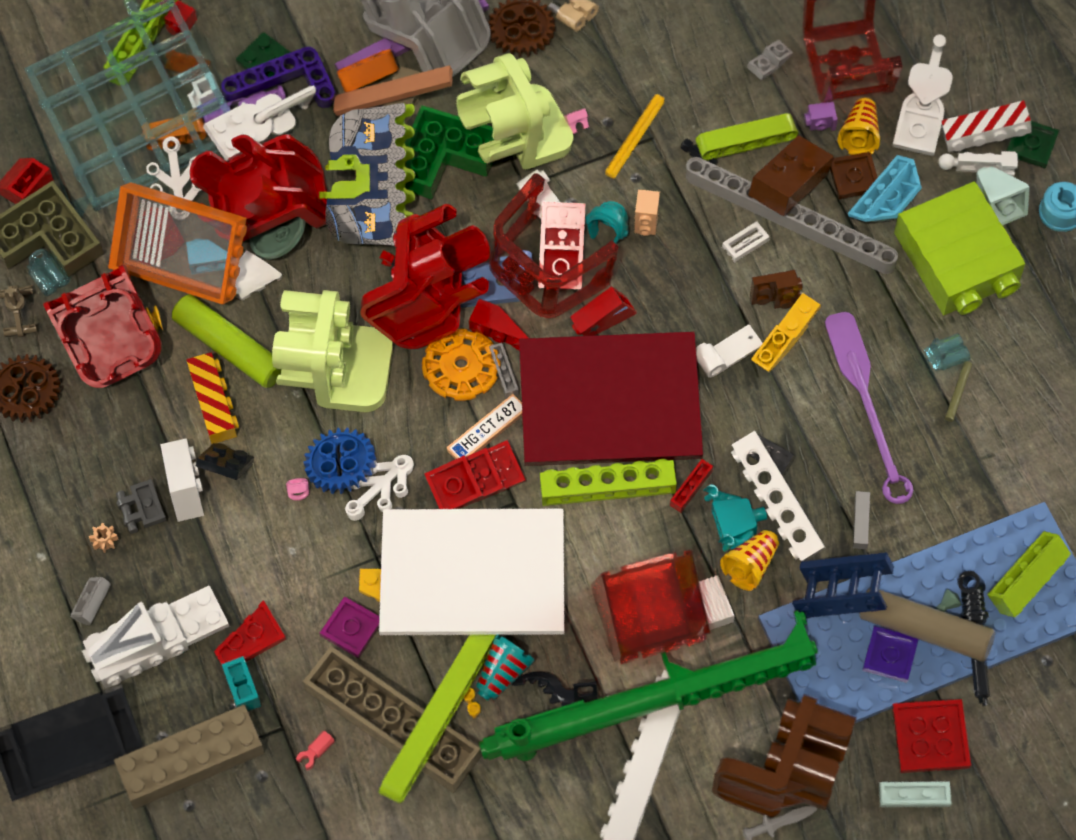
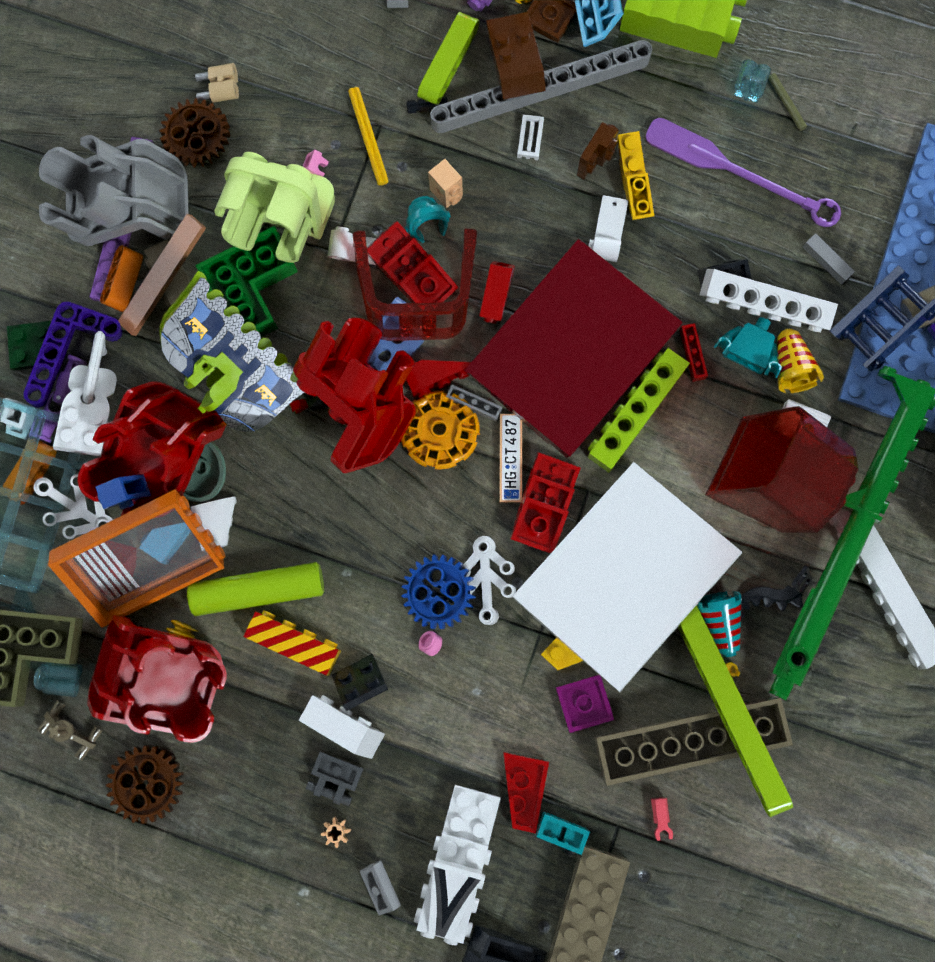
camera: 45 degrees left, 15 degrees up
(215, 192) = (123, 491): none -> blue brick
(330, 354) = (363, 506): yellowish green piece -> none

